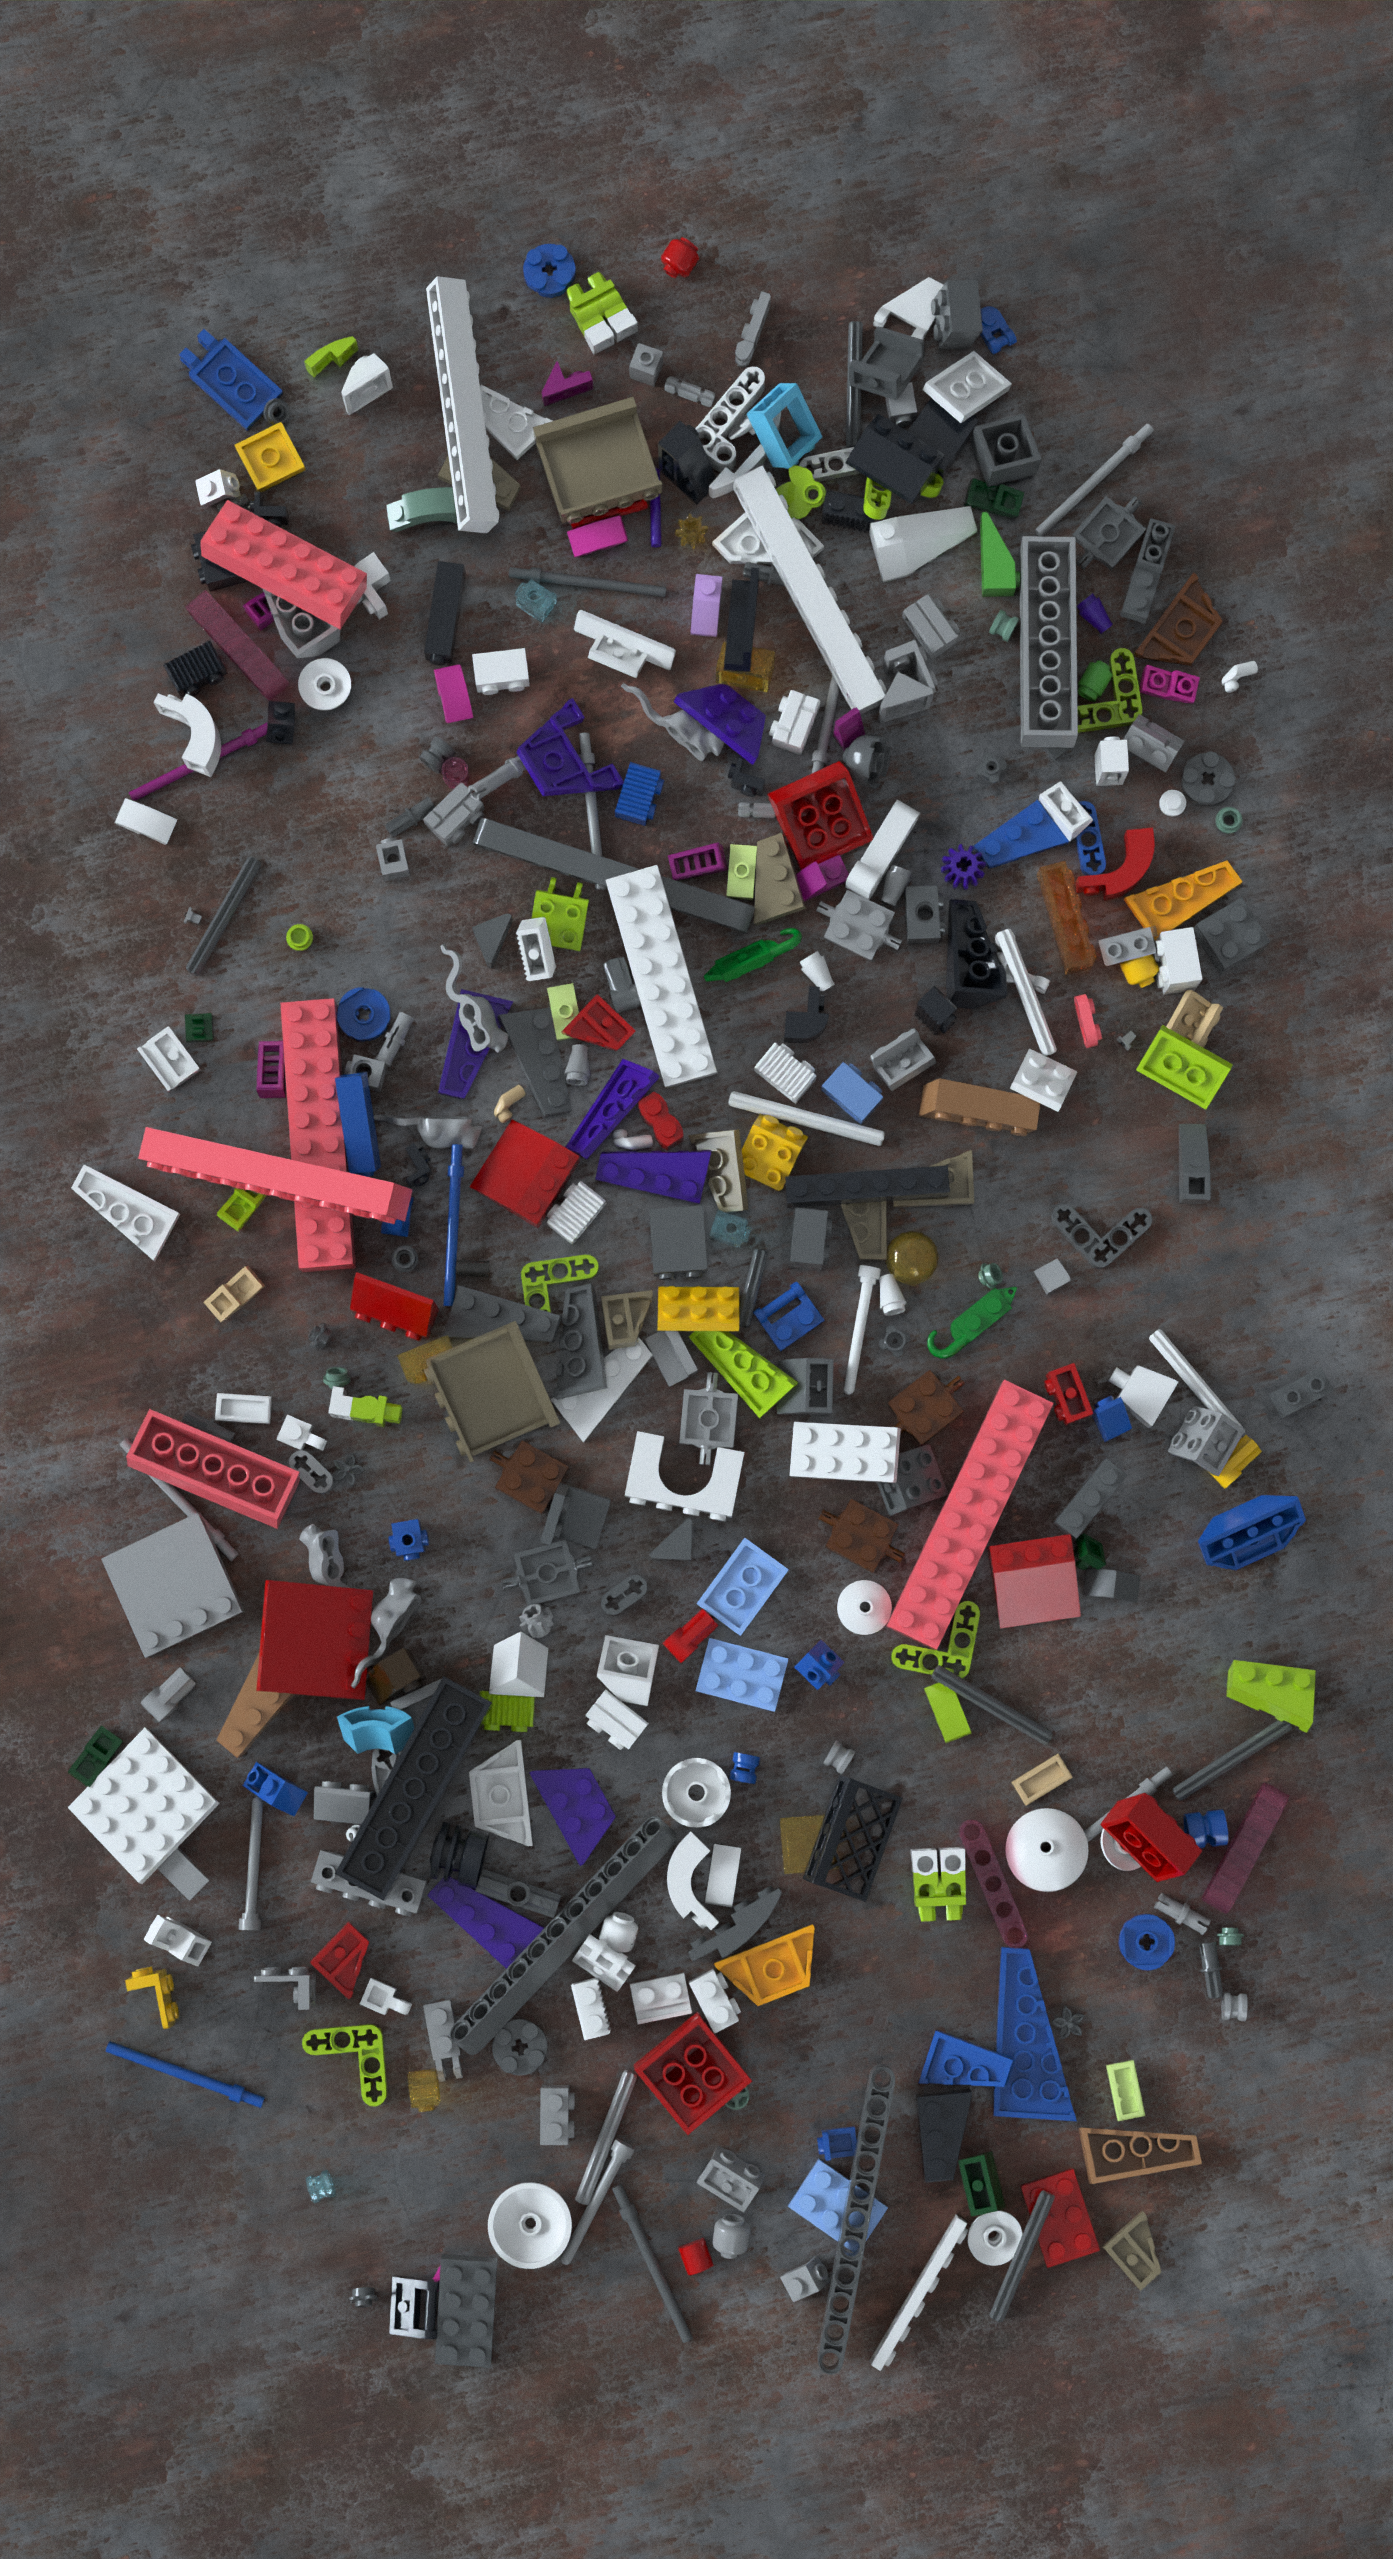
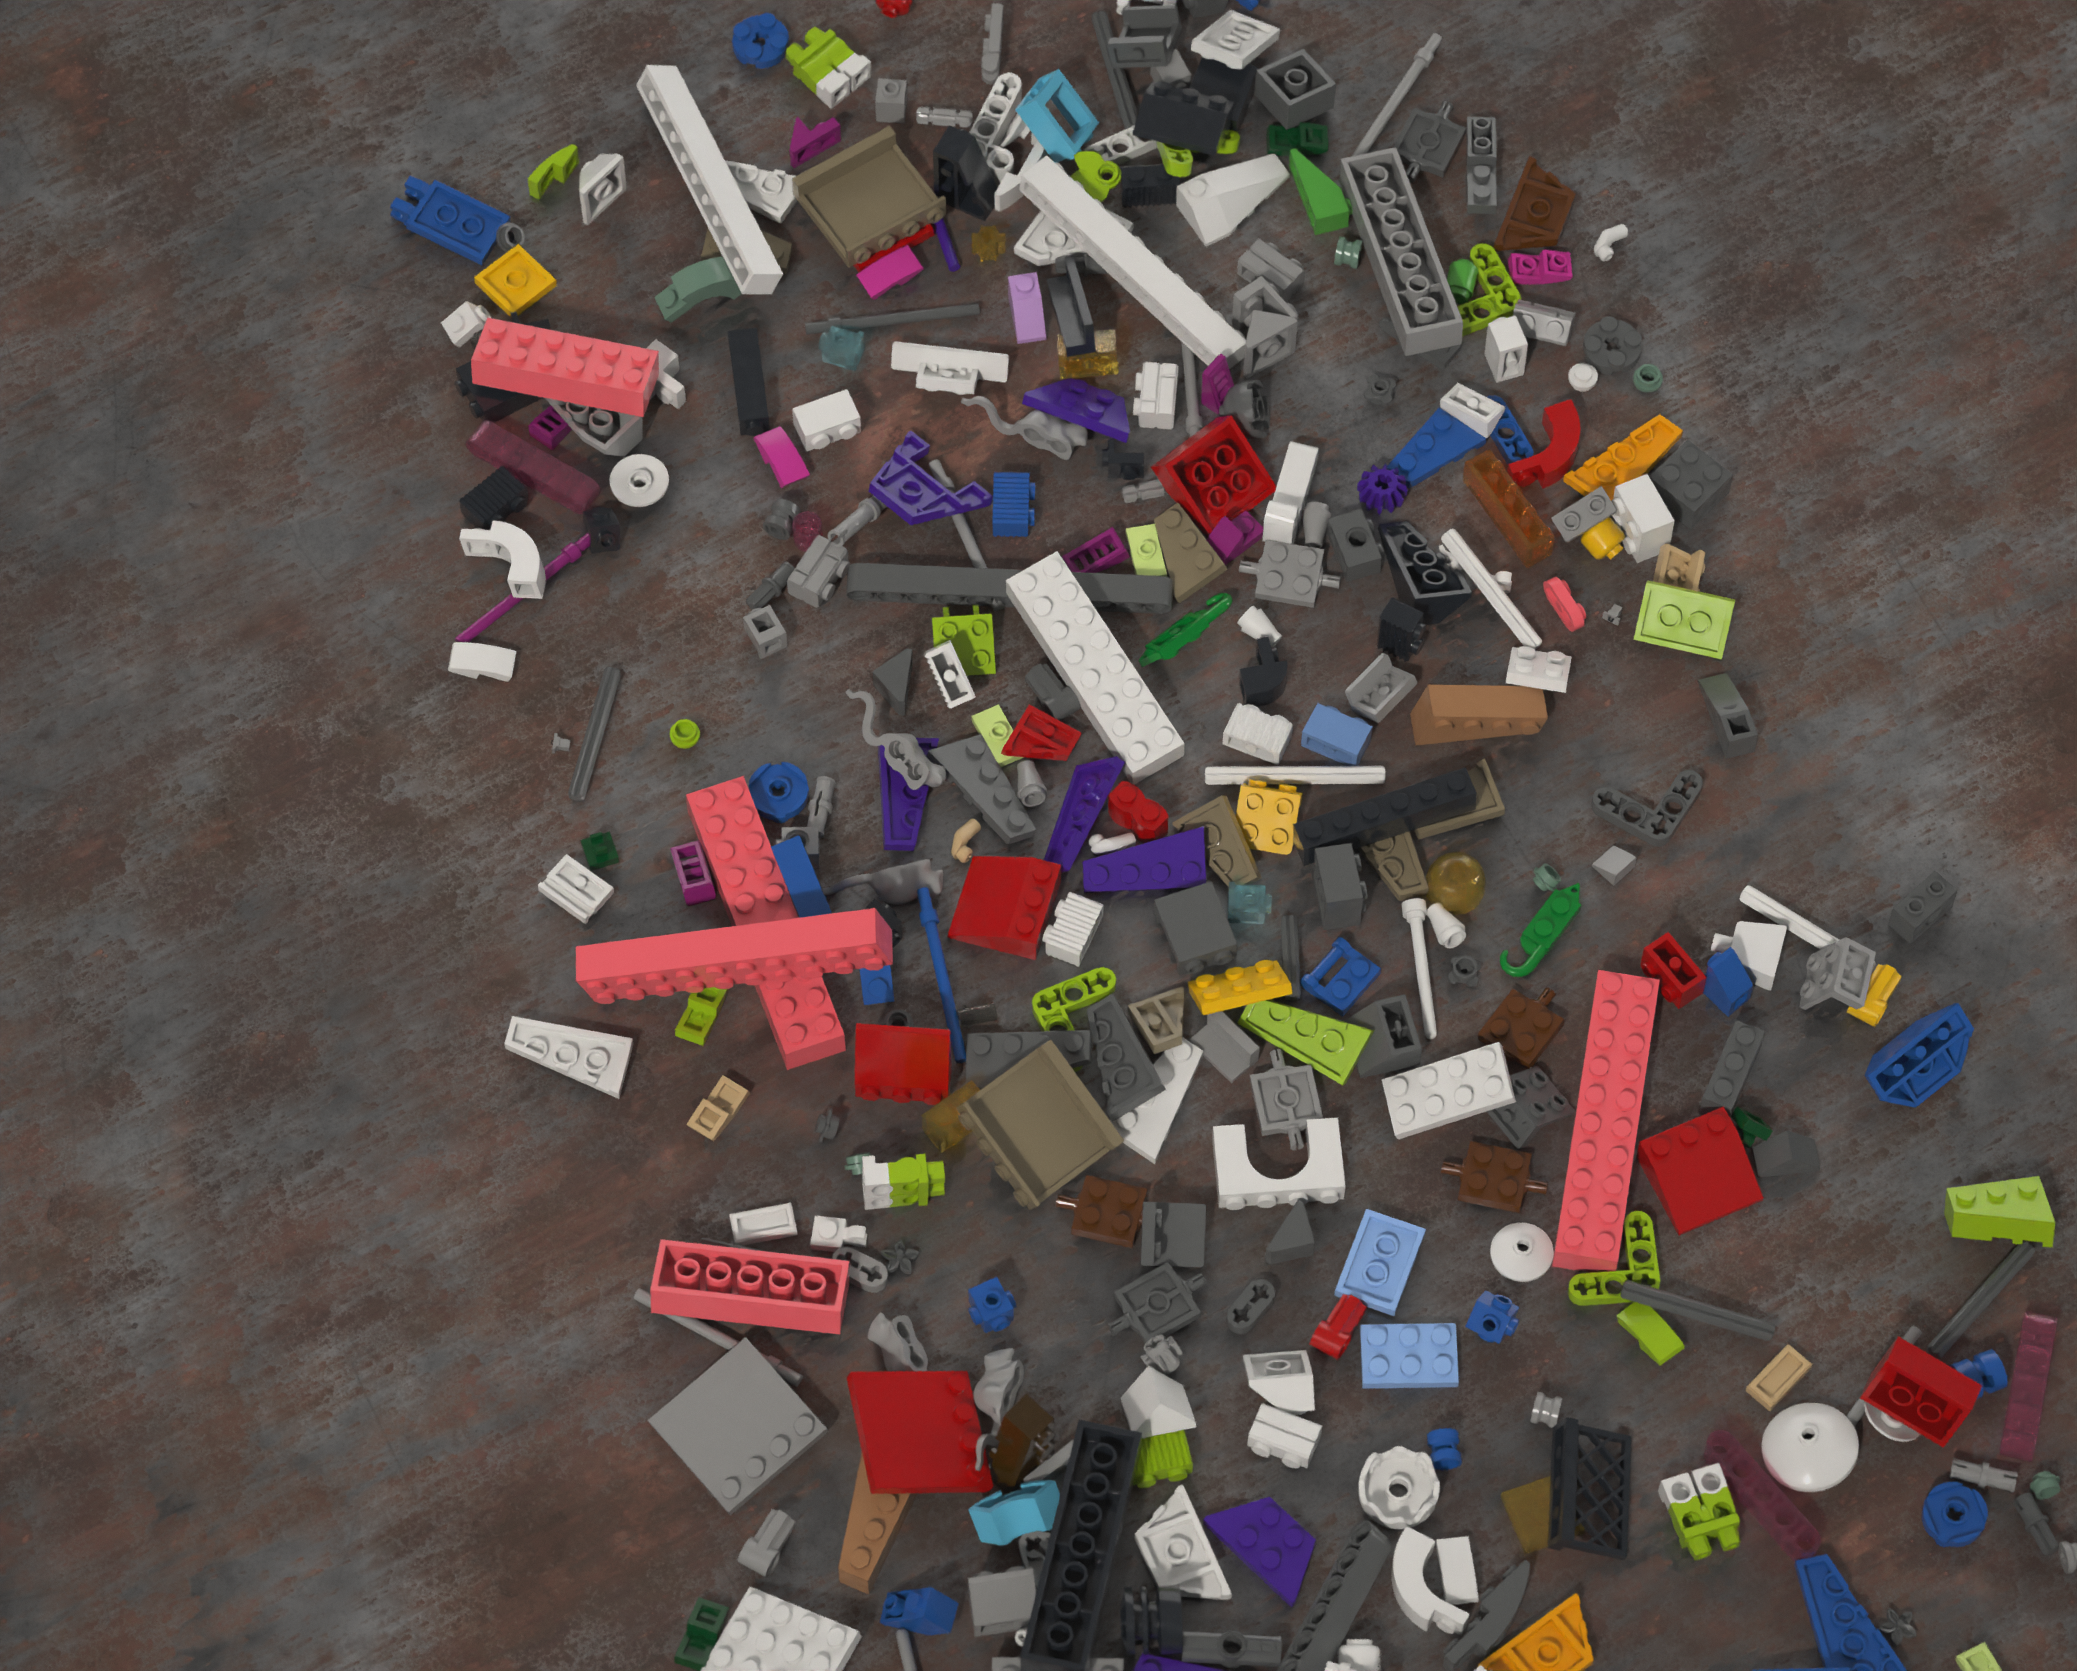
camera: 15 degrees left, 20 degrees down
(1094, 612) = (1440, 219): dark purple cone -> none

